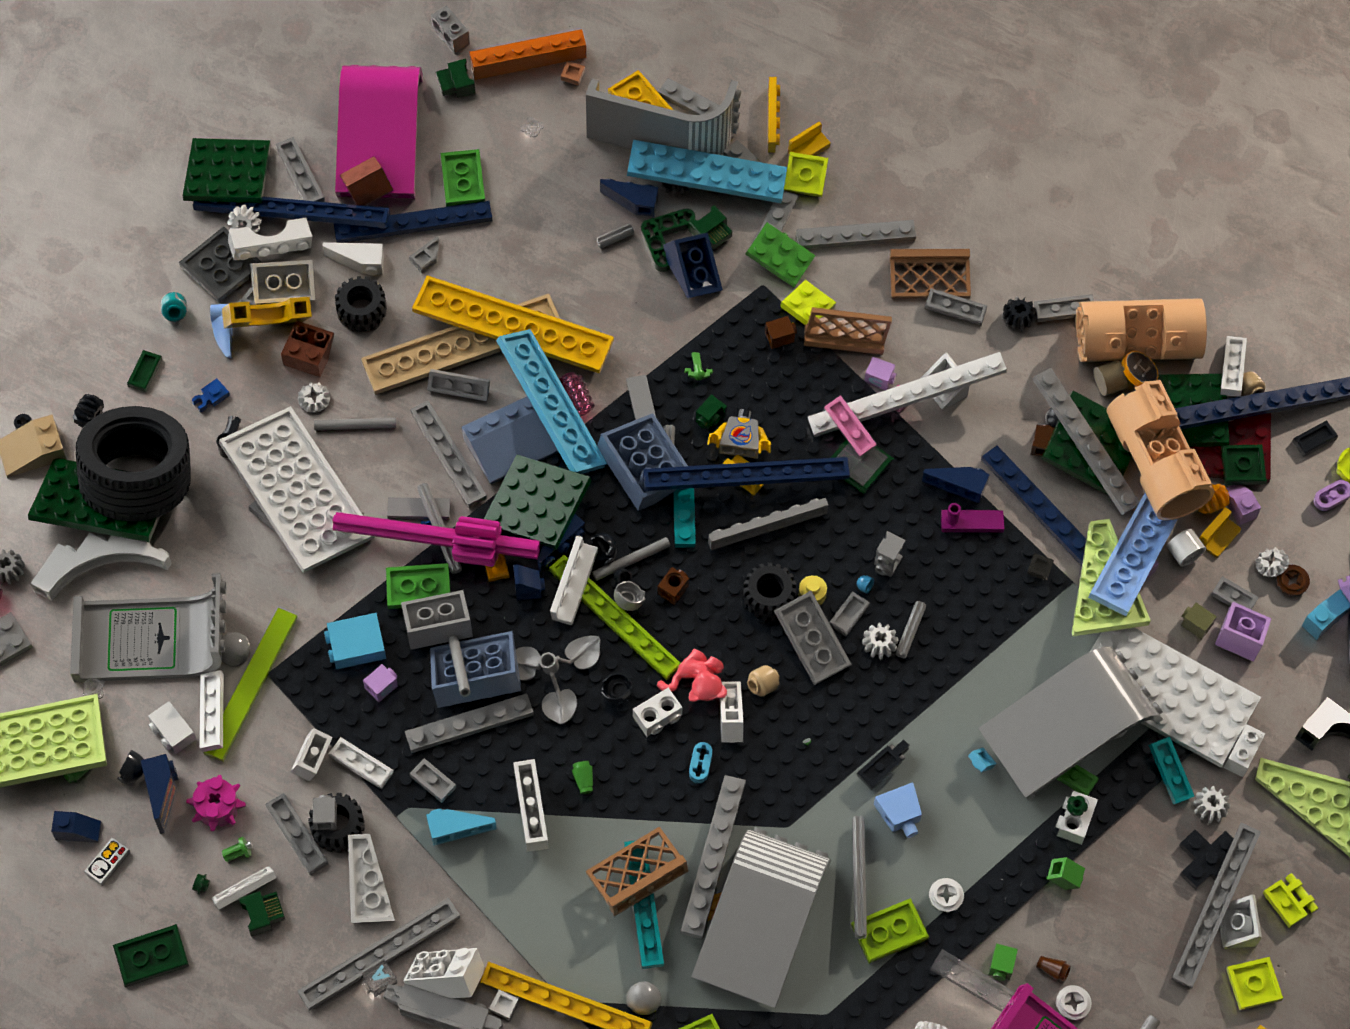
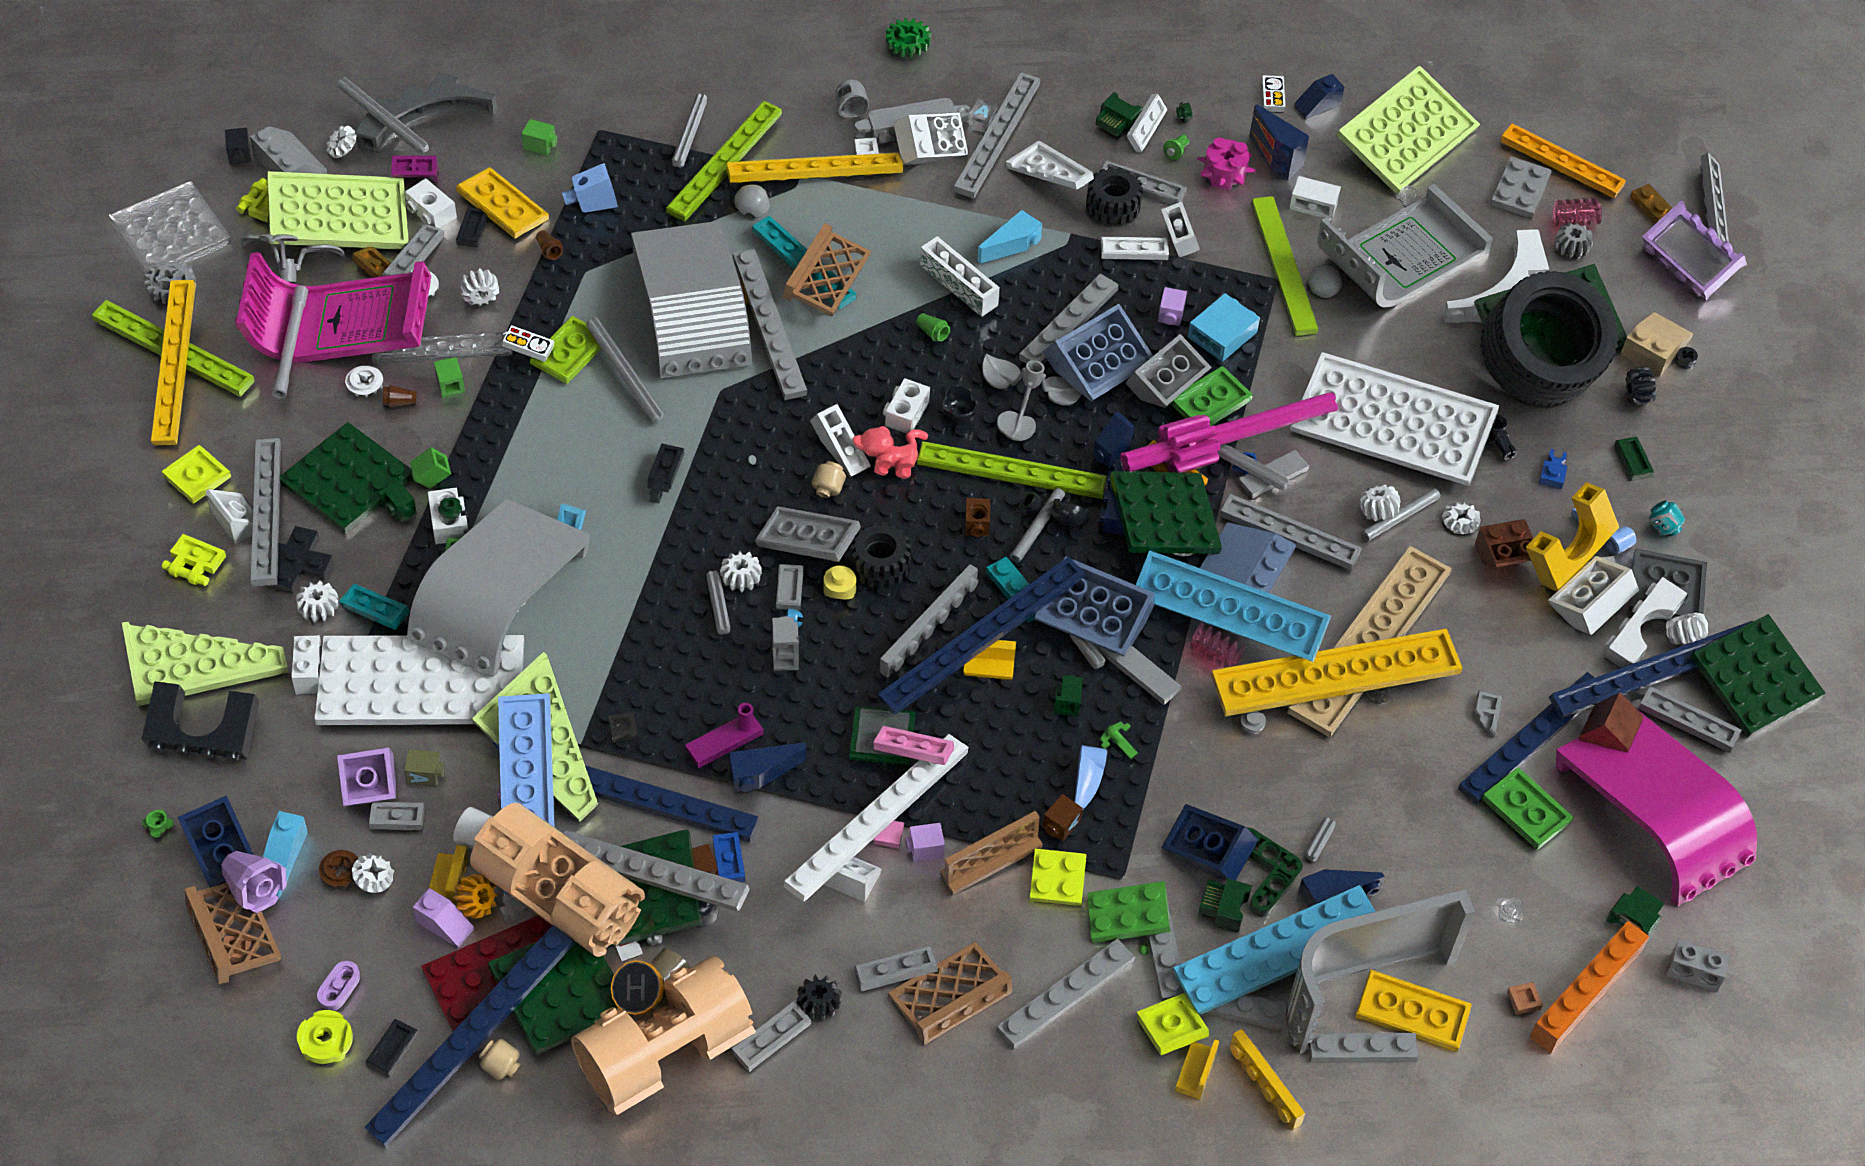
camera: 145 degrees right, 10 degrees down
(131, 768) = (1317, 151): black hair -> none
(150, 955) = (1177, 55): dark green tile -> none
(211, 711) = (1292, 219): white plate -> none
(324, 813) = (1124, 174): light grey brick -> none
(360, 317) = (1508, 603): black tyre -> none
(362, 257) = (1548, 664): white slope -> none
(362, 438) = (1380, 502): none -> white gear
(433, 780) = (1061, 261): light grey plate -> none
(458, 385) = (1339, 597): light grey plate -> none
(459, 666) = (1111, 332): light grey piece -> none
(573, 581) = (1073, 465): white fence -> none
(629, 596) = (1011, 484): light grey hair -> none
(705, 763) = (842, 390): medium azure beam -> none
(738, 354) = (1089, 773): none -> light blue piece
(740, 436) = (1020, 686): torso -> none
(900, 809) = (623, 440): light blue torso -> none
(925, 943) = (528, 343): none -> tile
(953, 889) = (536, 390): white gear -> none
(1020, 438) = (729, 856): none -> blue plate
(1105, 860) = (398, 501): none -> dark green brick
(1132, 915) = (344, 477): none -> dark green plate
(1233, 366) = (531, 1062): white plate -> none
(1243, 464) = (458, 955): dark green tile -> none

